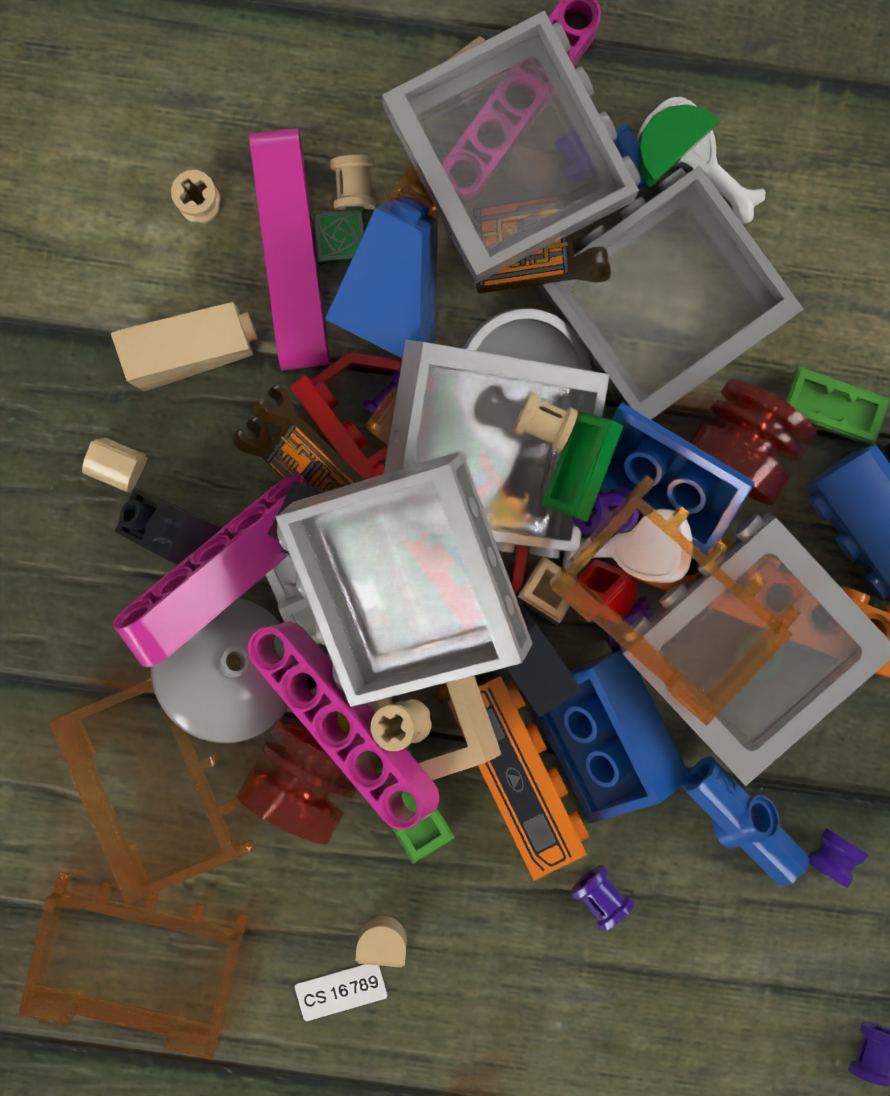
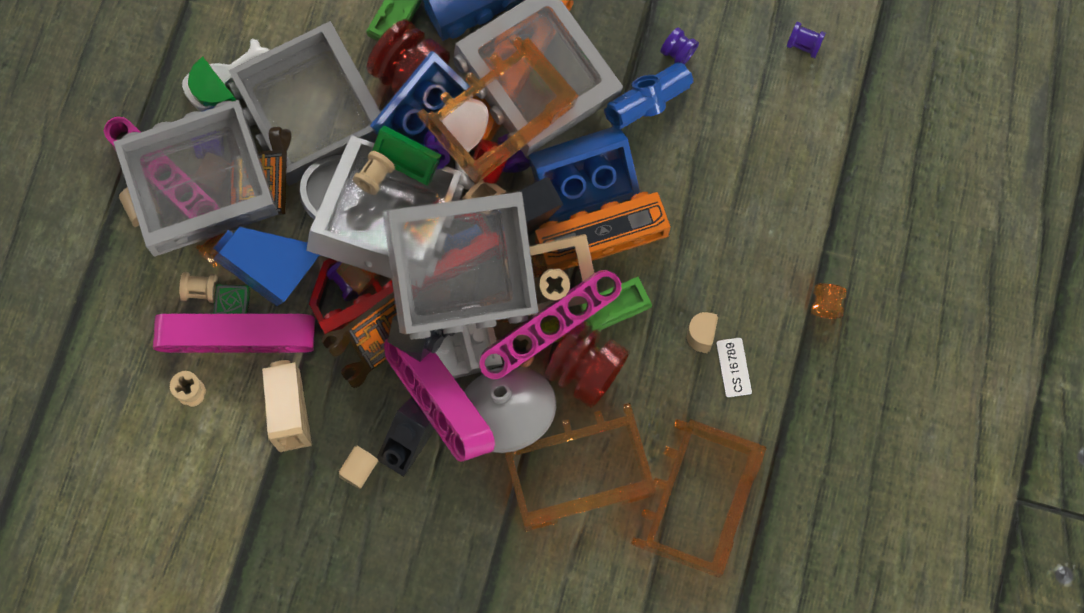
camera: 80 degrees left, 15 degrees down
(602, 898) = (688, 190): dark purple bush -> none

